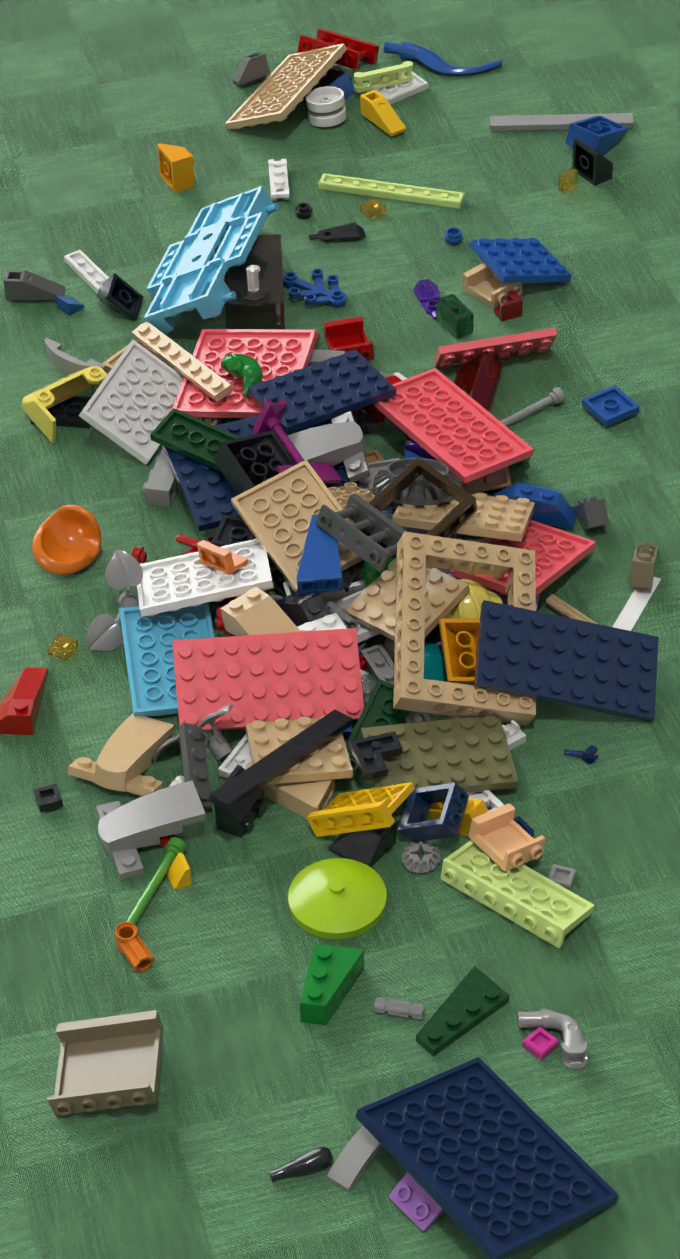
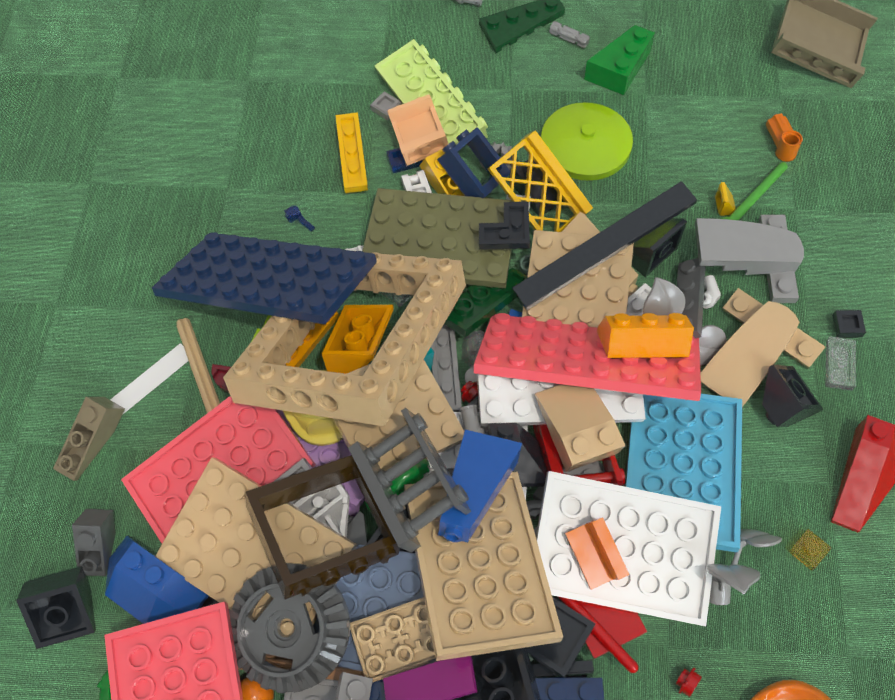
camera: 160 degrees left, 20 degrees up
(52, 765) = (840, 363): none -> clear plate
(91, 727) = (788, 397): none -> black slope
(234, 684) = (646, 335): none -> light orange slope
(567, 819) = (351, 153): none -> yellow plate
(591, 480) = (57, 607): none -> black slope

